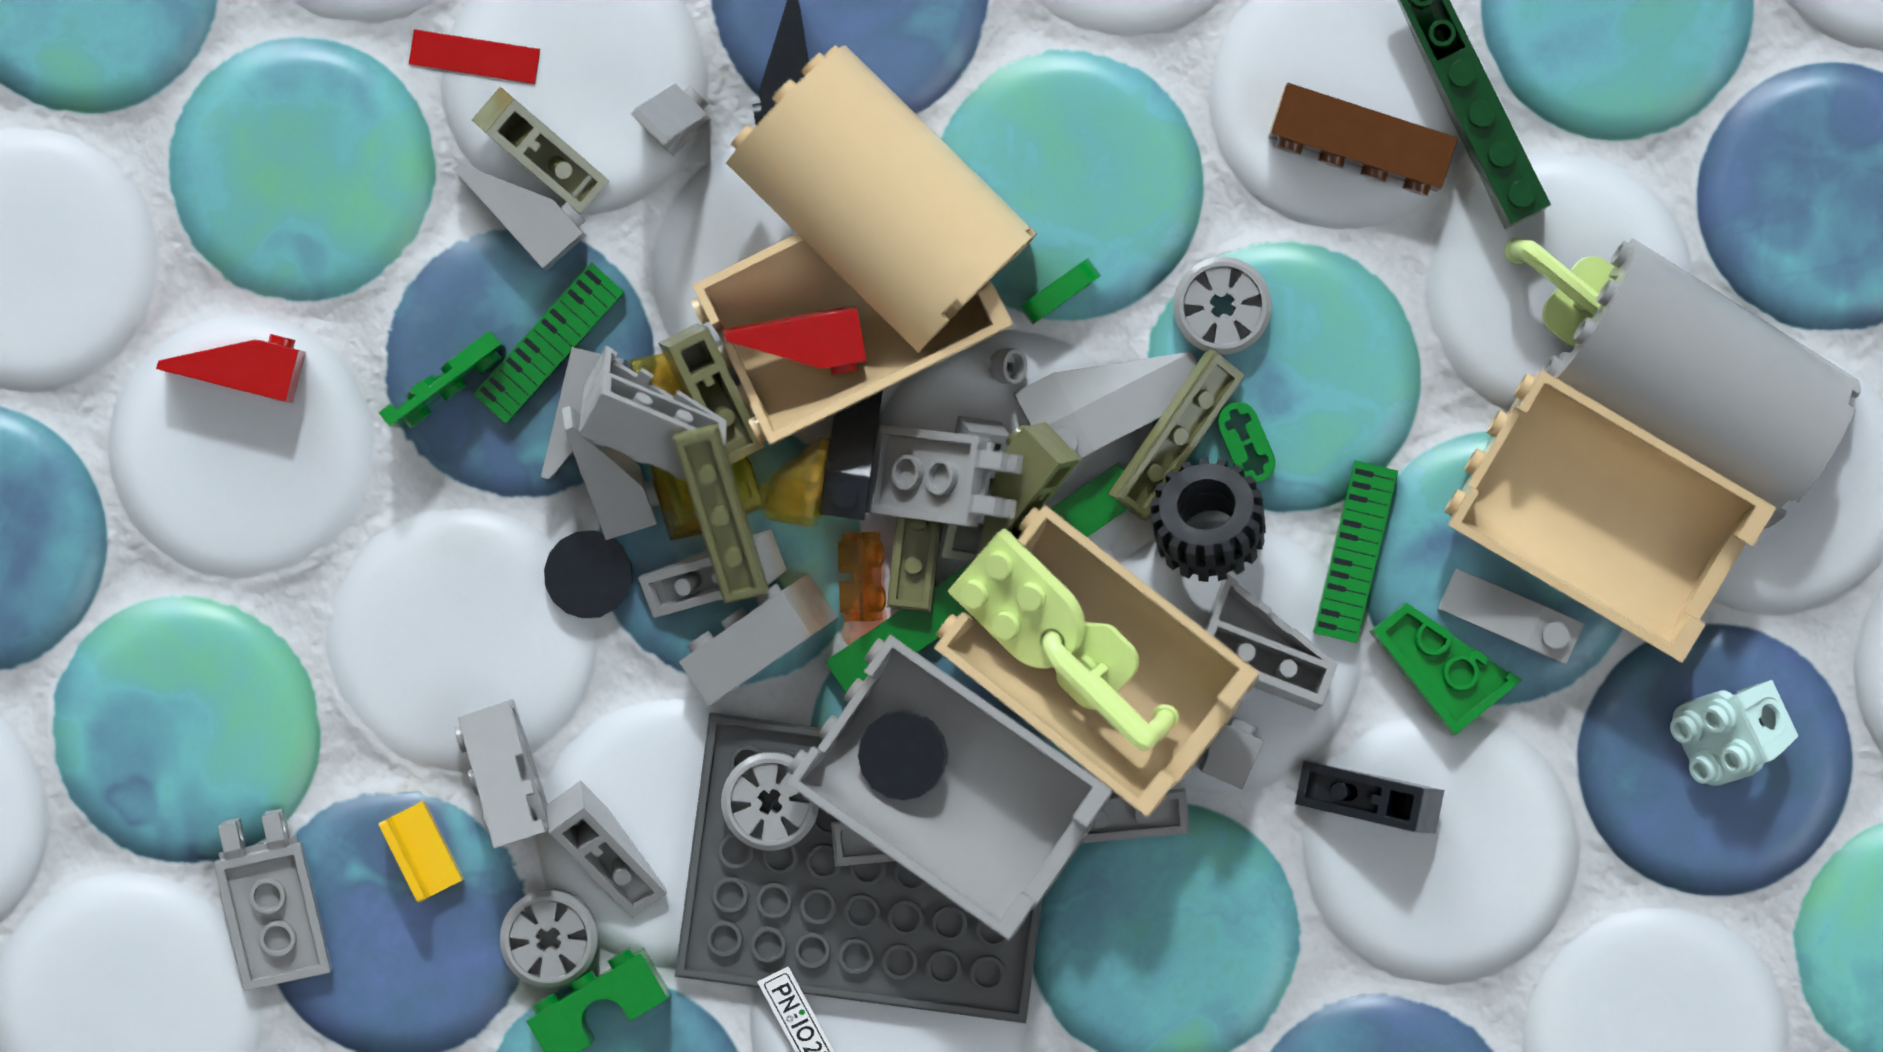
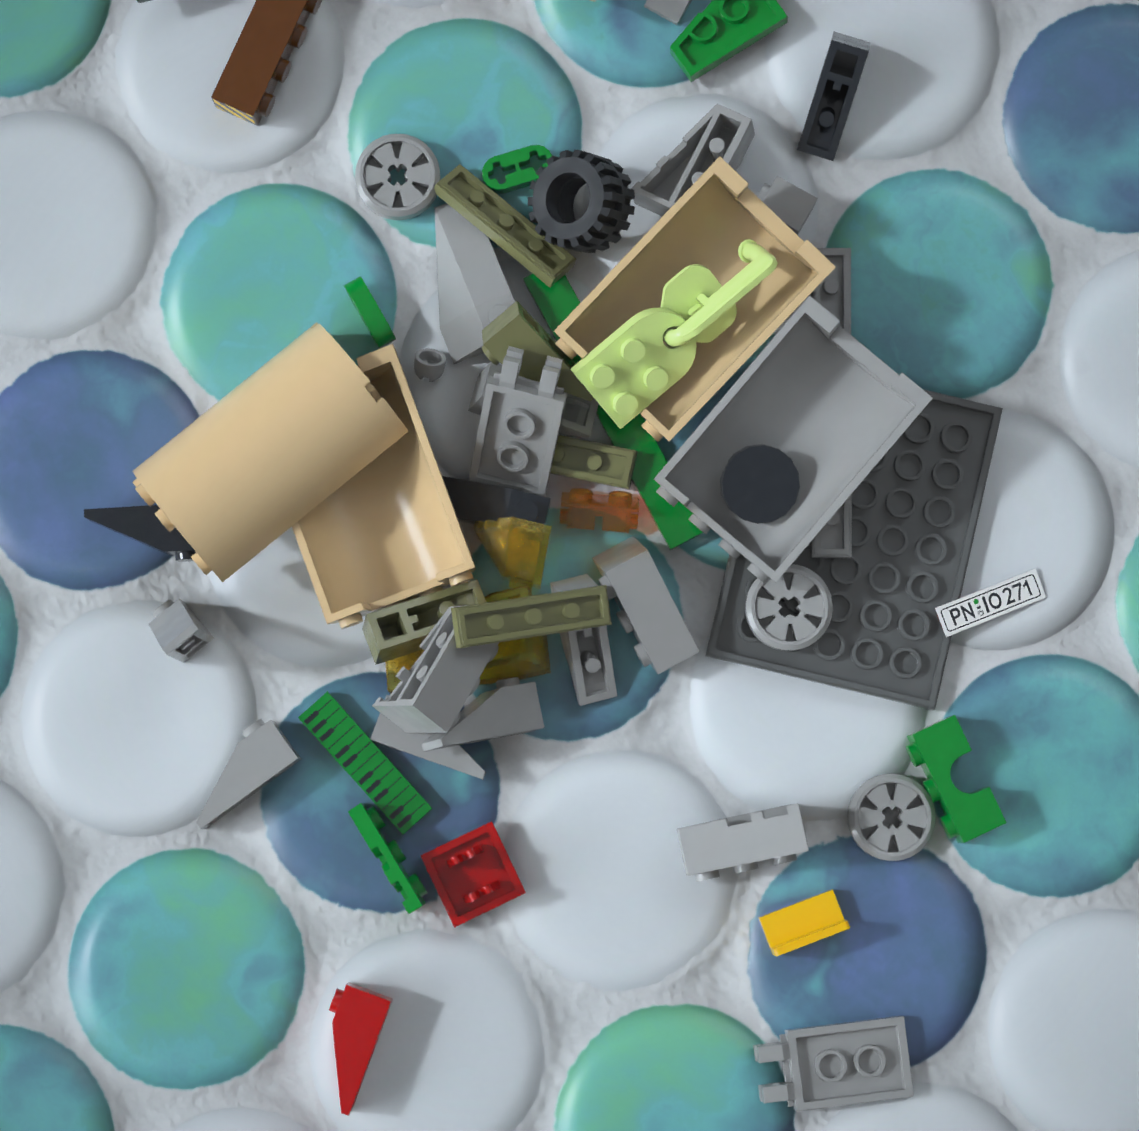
camera: 85 degrees left, 5 degrees down
(437, 477) = (473, 874): none -> red plate
(474, 56) = (105, 804): red sticker -> none
(540, 150) = (192, 752): olive slope -> none
(588, 574) = (573, 749): black tile -> none
(603, 849) = (816, 760): light grey slope -> none
(816, 338) = (387, 520): red slope -> none
(1355, 551) = (621, 87): green tile -> none

